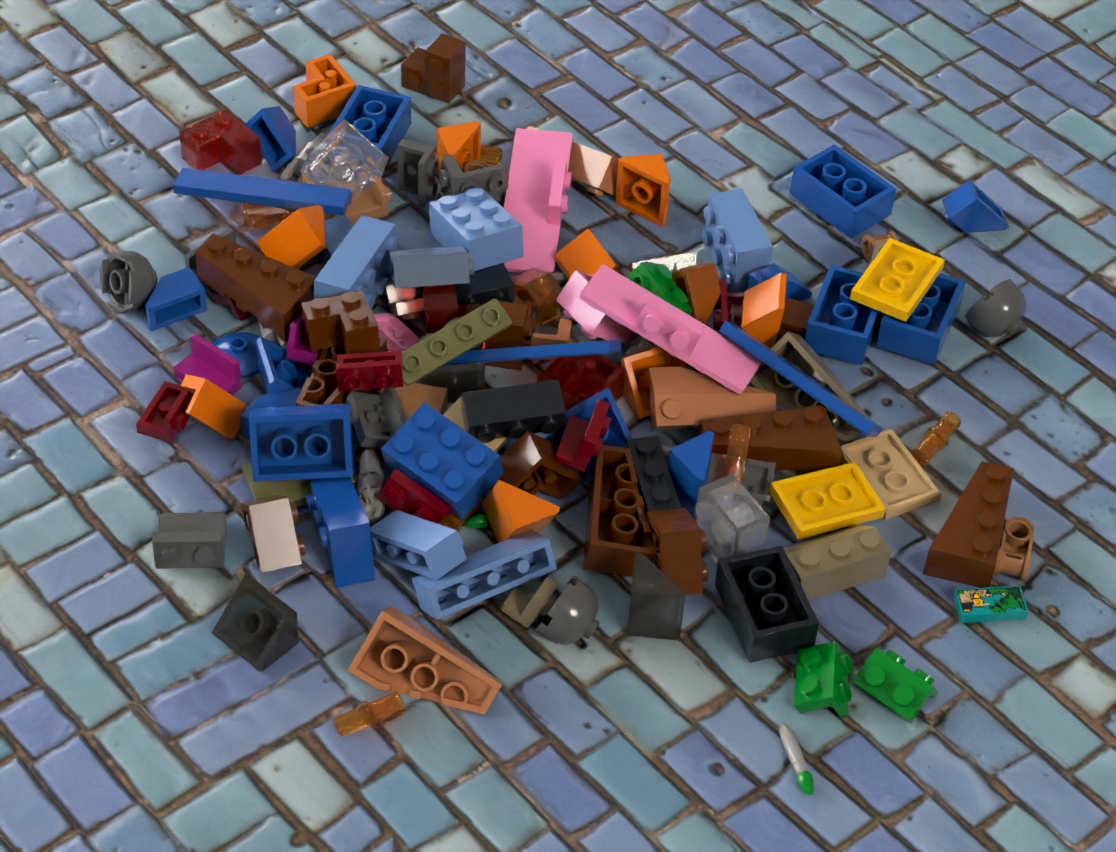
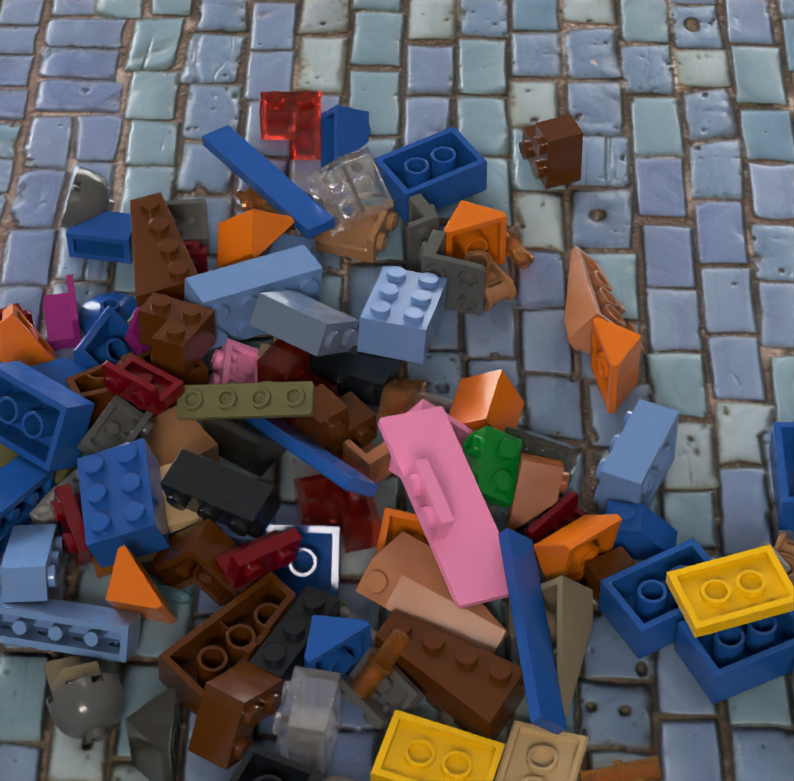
camera: 45 degrees right, 0 degrees up
(323, 93) = (421, 119): orange brick -> none
(538, 194) = (499, 317): bright pink bracket -> none

